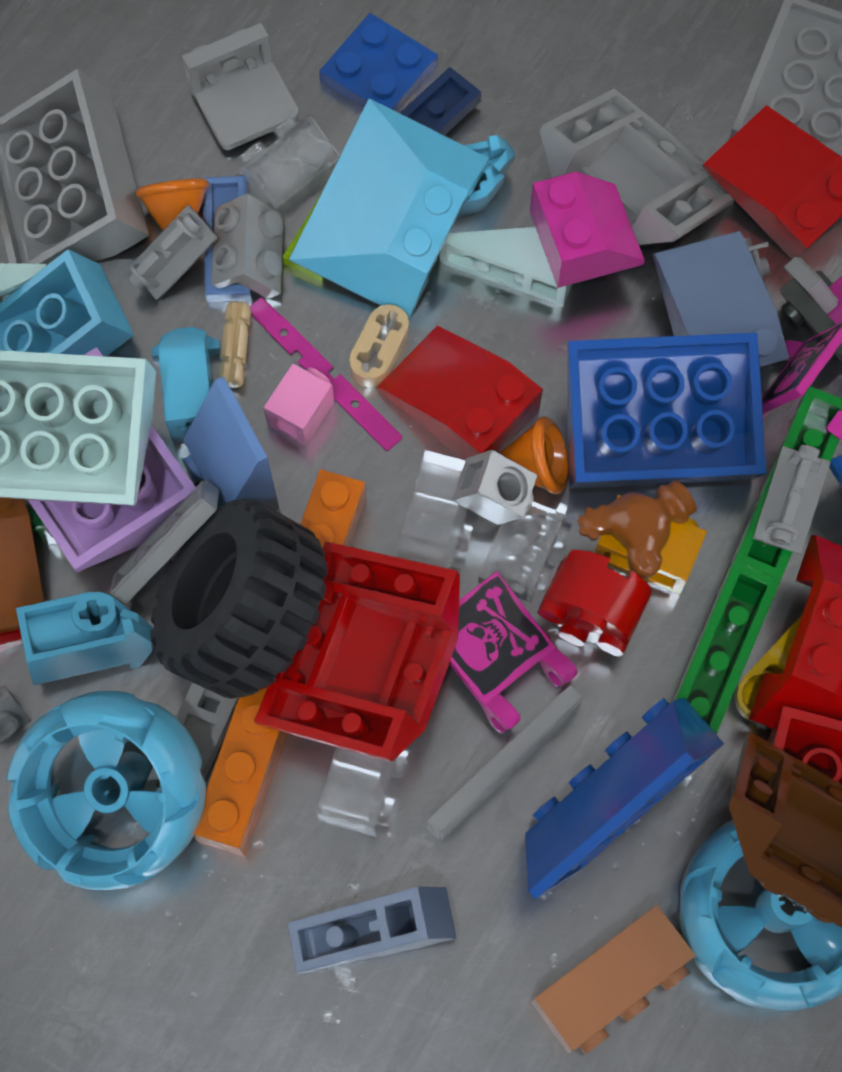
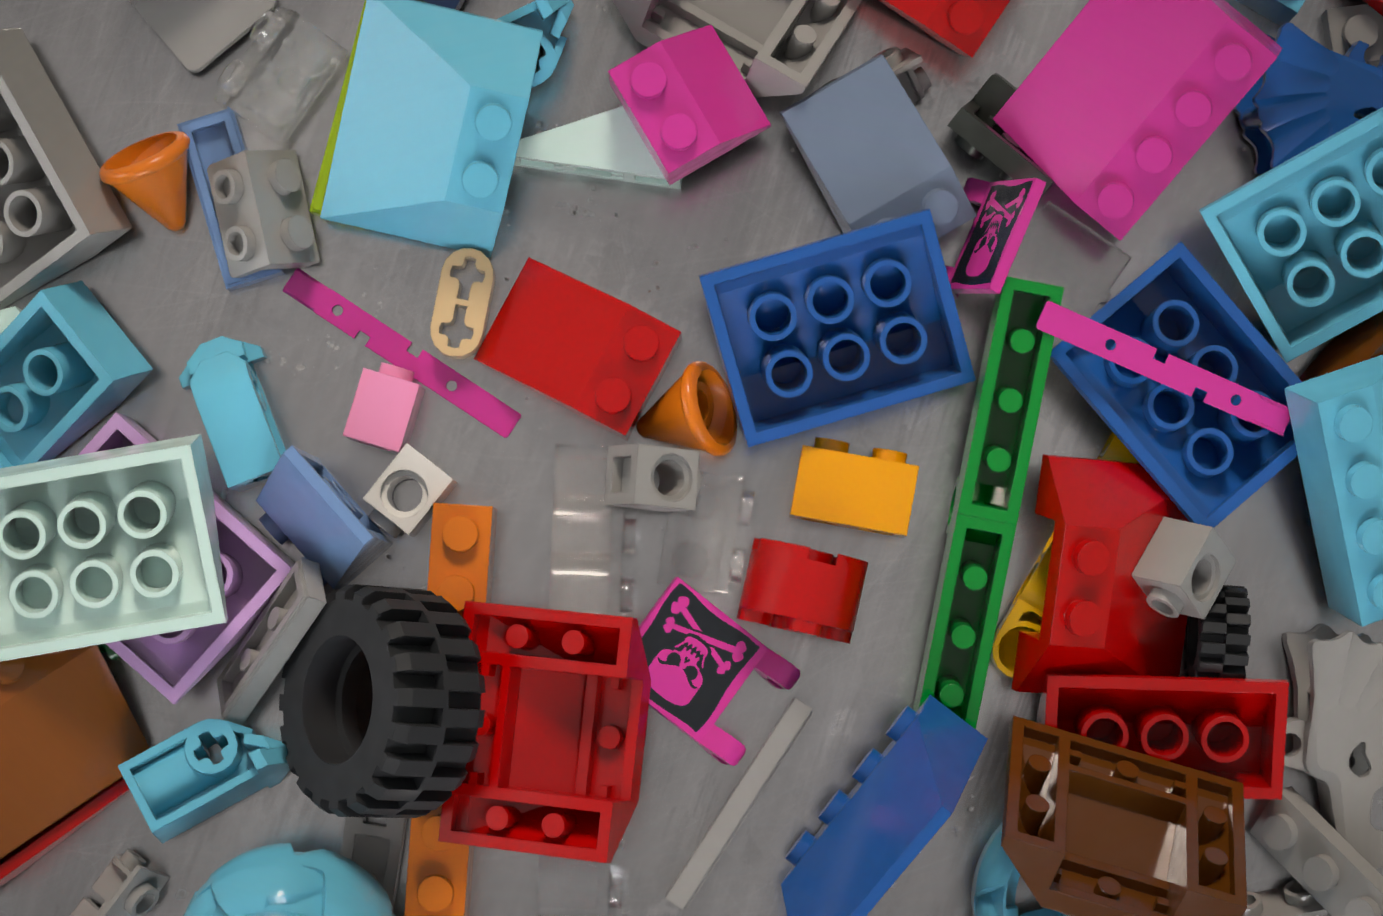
camera: 10 degrees left, 15 degrees up
(172, 253) = (168, 247): light grey hinge -> none
(234, 343) = (280, 346): tan axle -> none
(307, 448) = (408, 465): none -> white brick
(640, 523) = (836, 487): dark orange animal -> none
(792, 498) = (1010, 429): light grey hinge -> none
(812, 284) = (987, 108): light grey tile -> none

